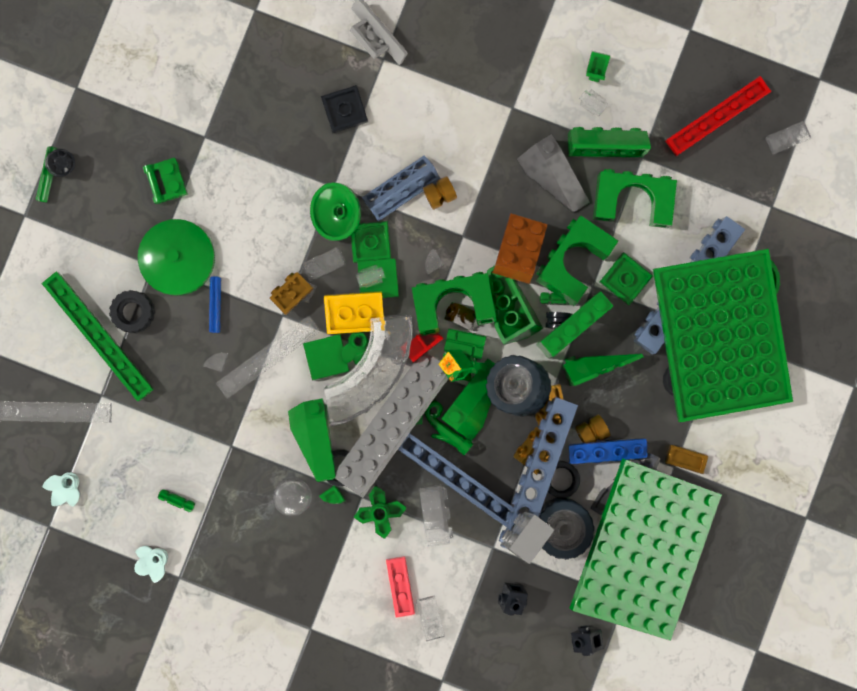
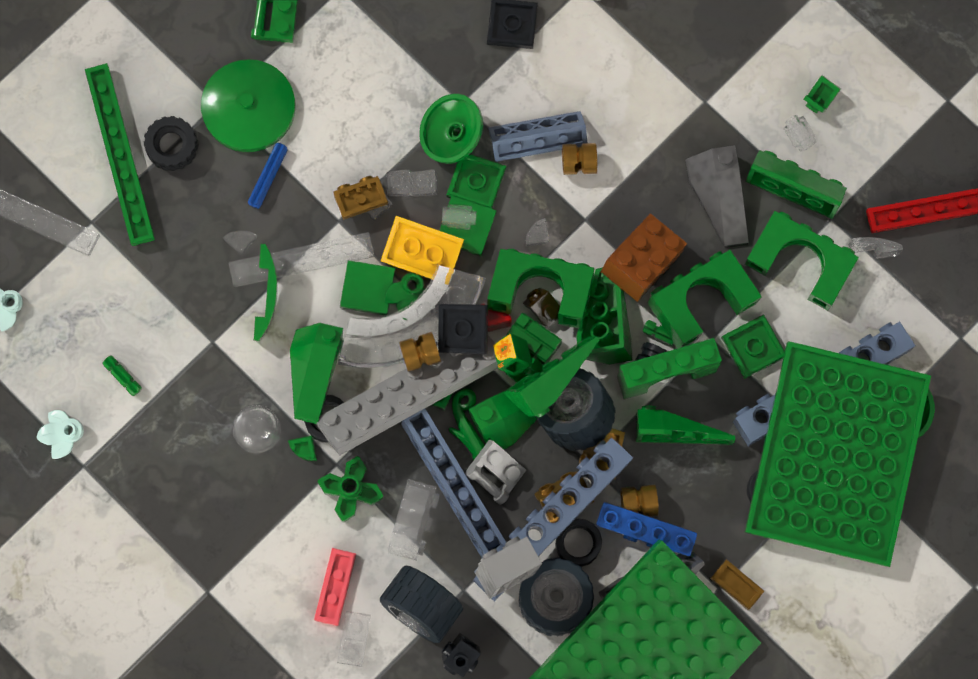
camera: 20 degrees right, 10 degrees down
(244, 374) = (262, 323): none -> green slope
(387, 393) = (420, 351): none -> pearl gold wheel
(411, 361) = (463, 328): none -> black tile
(469, 578) = (421, 604): none -> black wheel
(479, 448) = (501, 466): none -> light grey plate
(490, 384) = (541, 390): none -> green wedge
(687, 165) = (882, 247): none -> clear slope

